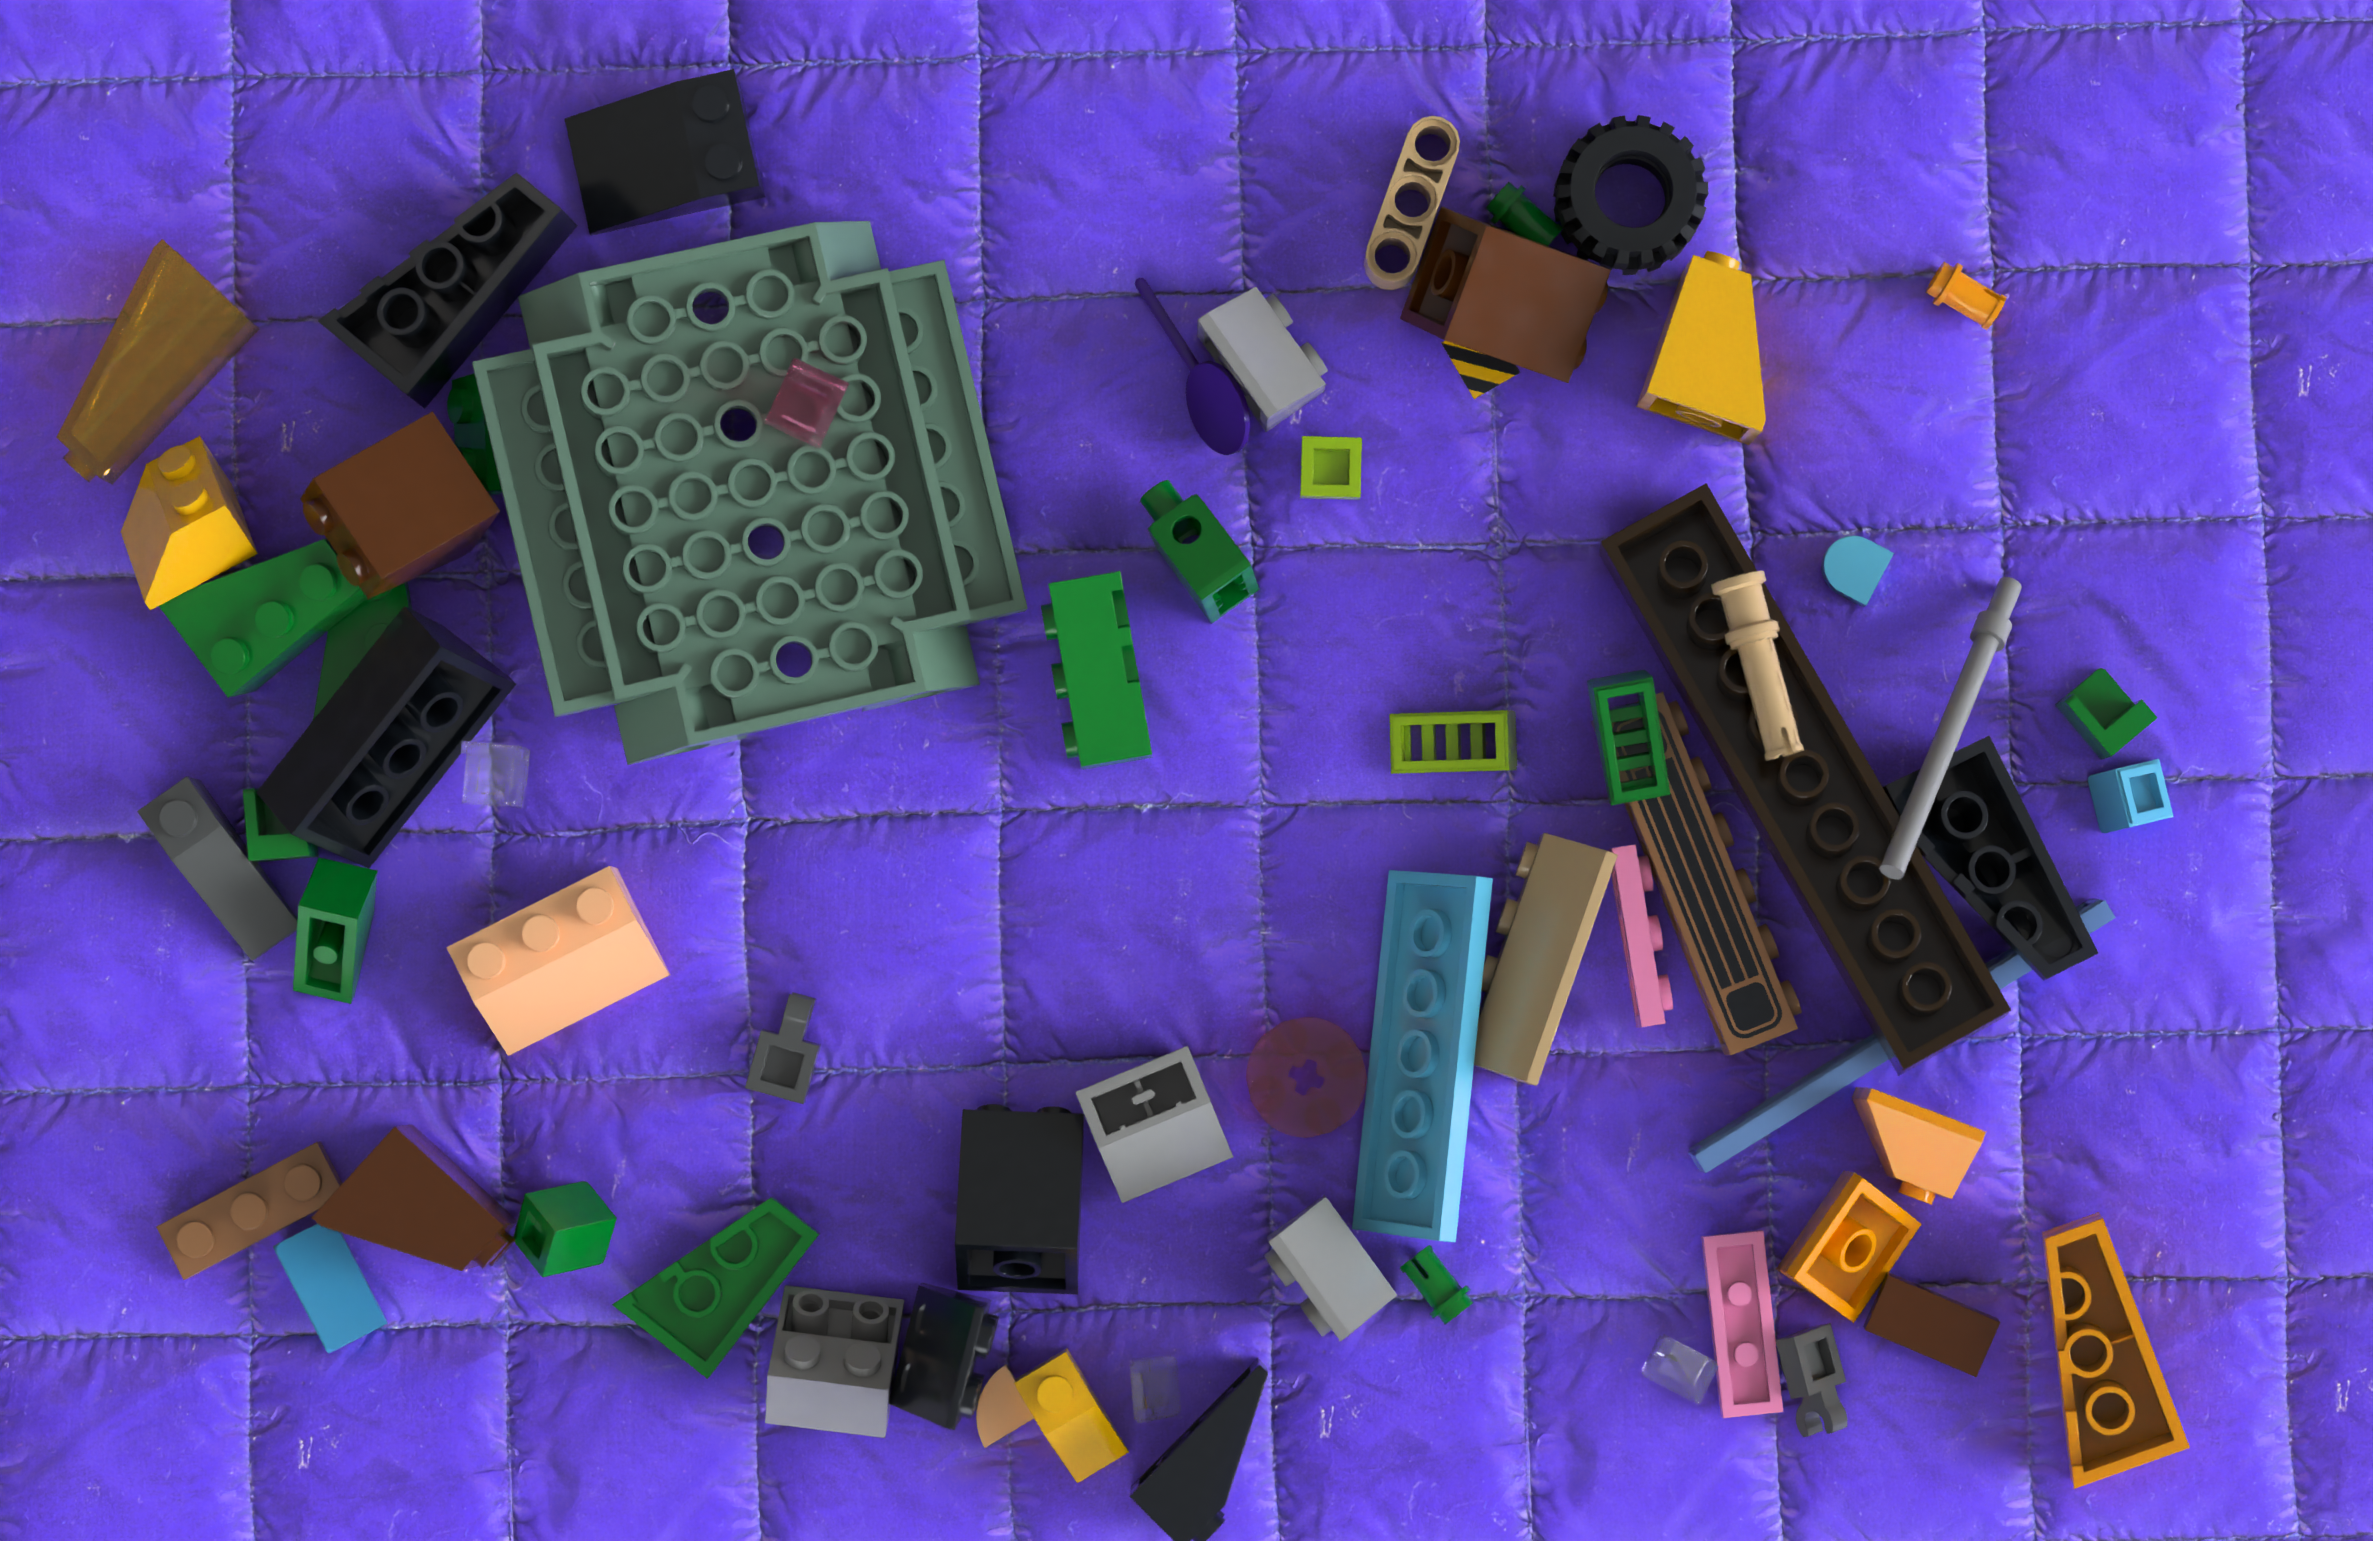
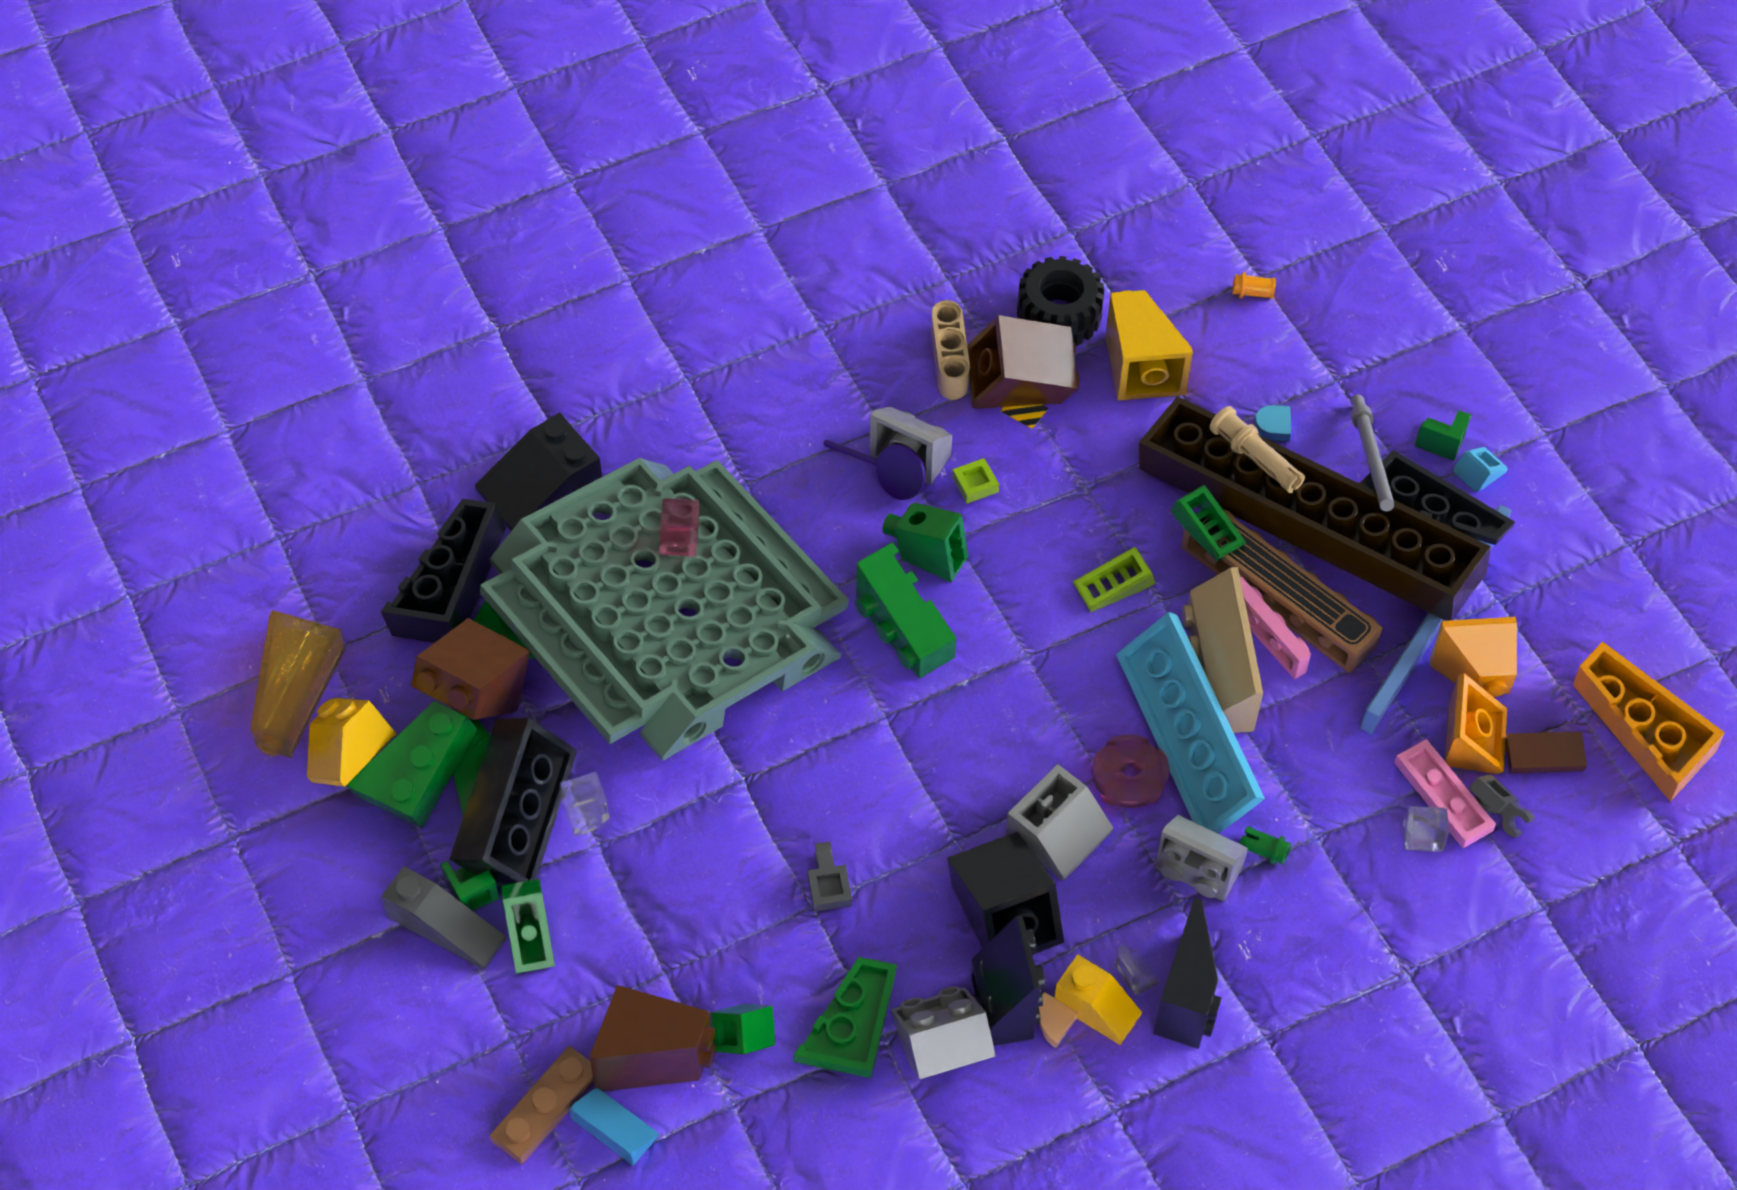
camera: 25 degrees left, 30 degrees down
(558, 960) = (668, 884): light nougat slope -> none

